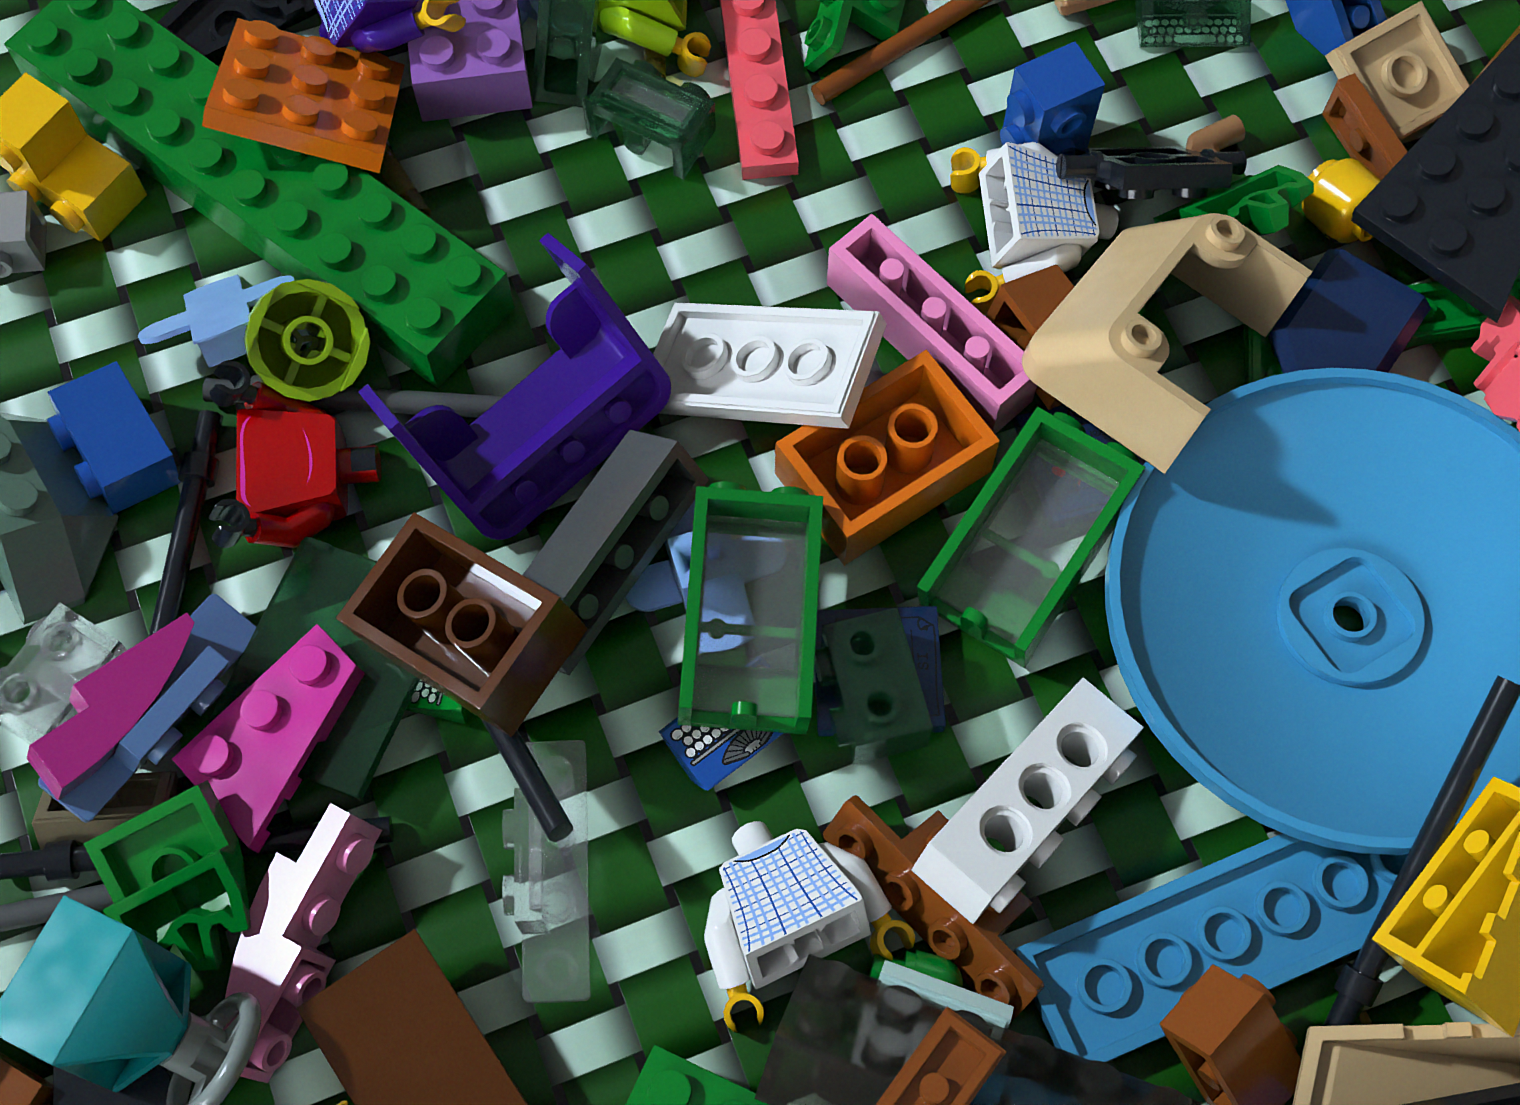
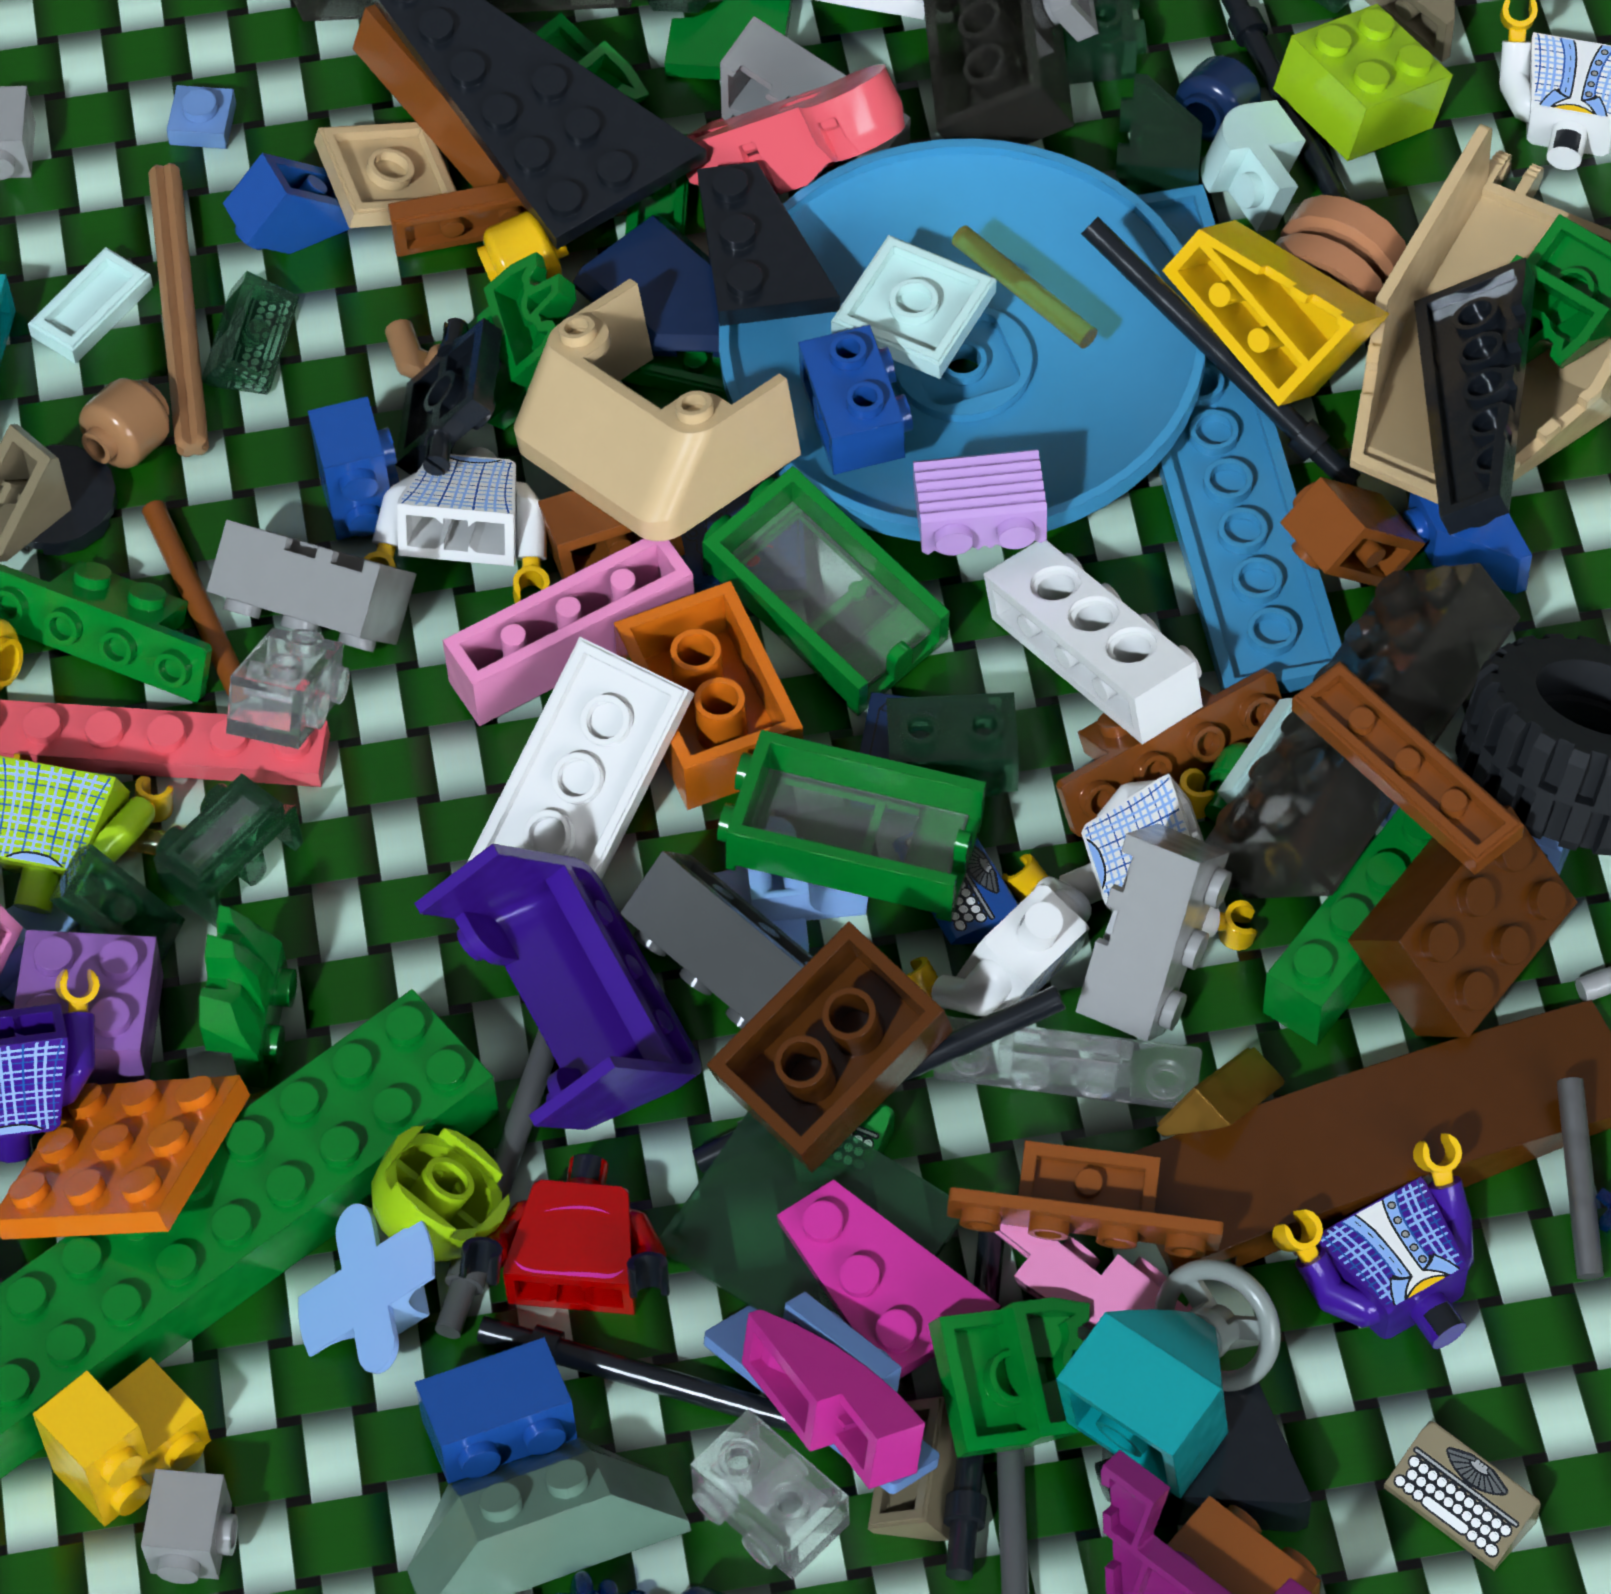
camera: 75 degrees left, 10 degrees down
(338, 904) = (1086, 1194): none -> dark orange bracket
(485, 148) = (245, 995): none -> green plate
(507, 1026) = (1223, 1095): none -> pearl gold slope
(655, 799) = (1019, 951): none -> white torso
(679, 916) = (1153, 931): none -> light grey wedge
(806, 111) = (286, 687): none -> clear brick
(920, 112) = (310, 586): none -> light grey wedge
(1140, 646) = (980, 502): none -> lavender brick
(1232, 501) = (854, 399): none -> blue brick
(1375, 542) = (916, 304): none -> light aqua tile
(1391, 382) = (757, 251): none -> black wing
(1434, 644) = (1024, 286): none -> clear yellow bar

